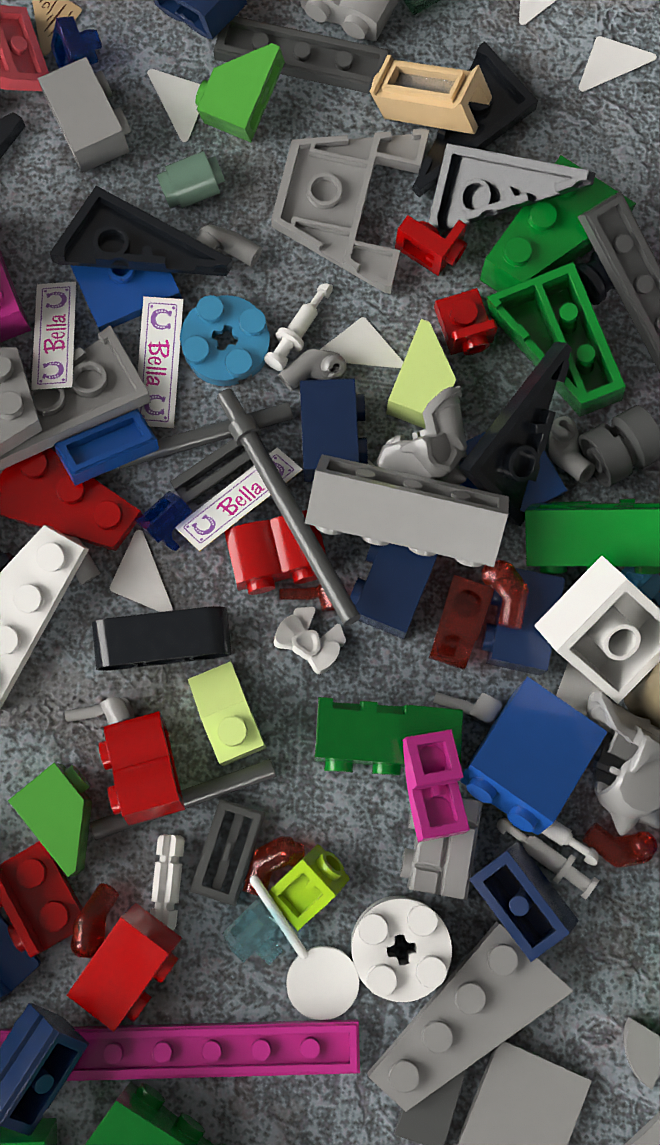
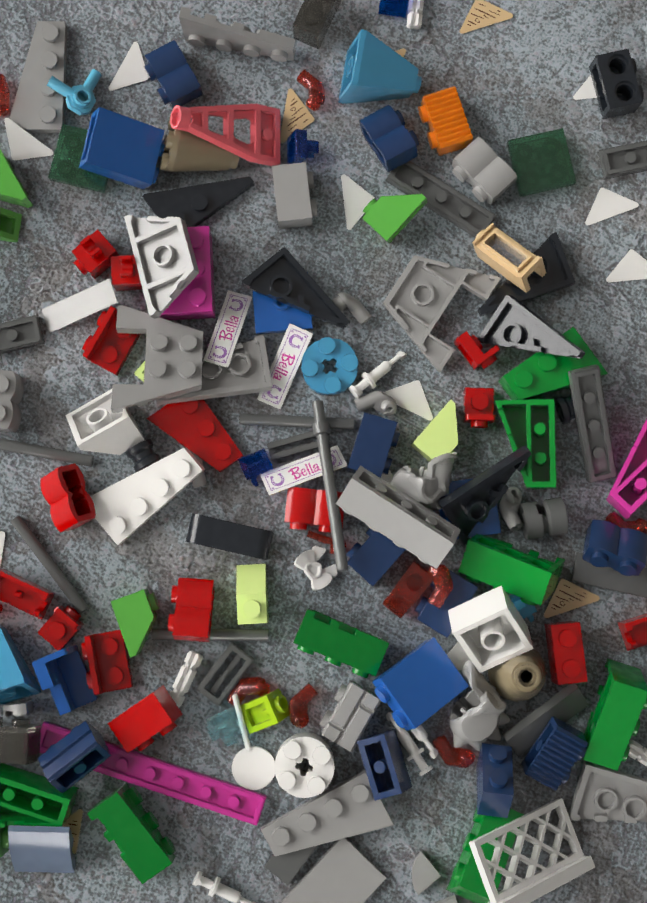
camera: 20 degrees right, 5 degrees up
(90, 924) = (133, 687): clear red arm -> none
(106, 447) = (236, 410): blue tile -> none
(113, 708) = (189, 569): light grey hand -> none
(139, 577) = (229, 495): white sticker -> none
(191, 180) = (343, 258): sand green brick -> none
(358, 859) = (298, 706): none -> clear red arm
(433, 786) = (355, 682): dark pink slope -> none
(484, 711) = (403, 646): light grey hand -> none

